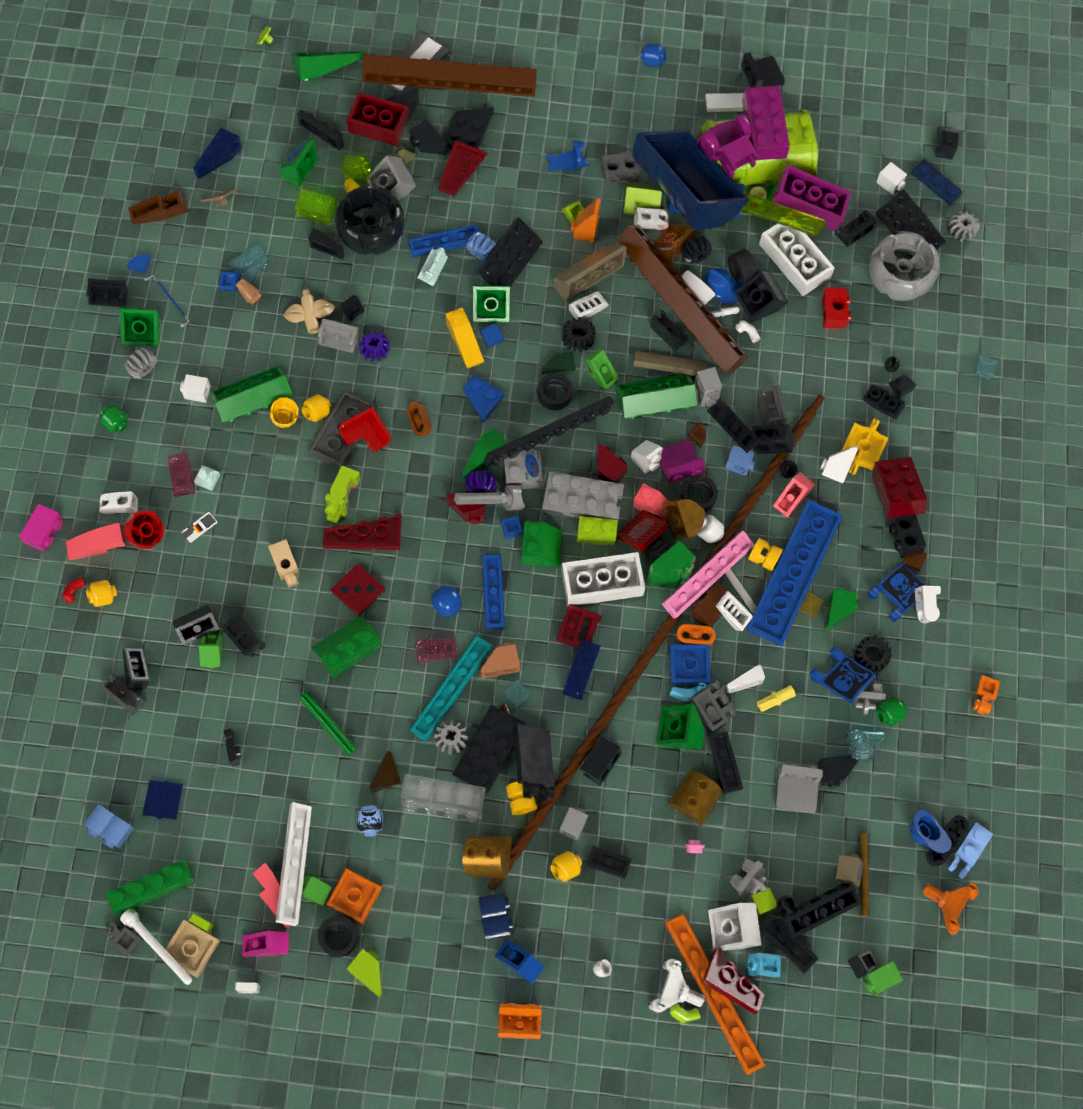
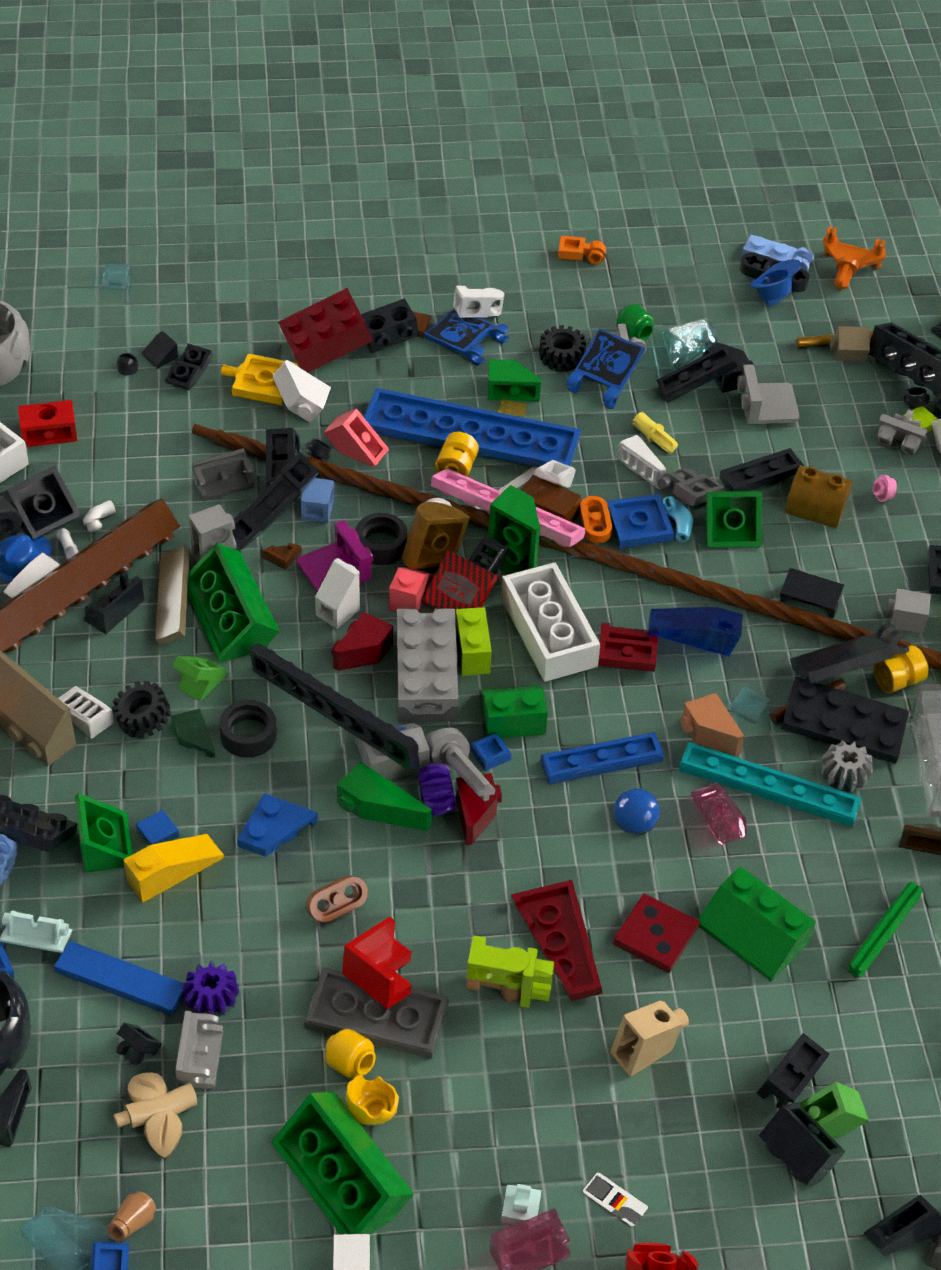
camera: 100 degrees left, 20 degrees down
(396, 305) = (120, 978): none -> blue tile
(827, 740) = (697, 373): none -> black tile

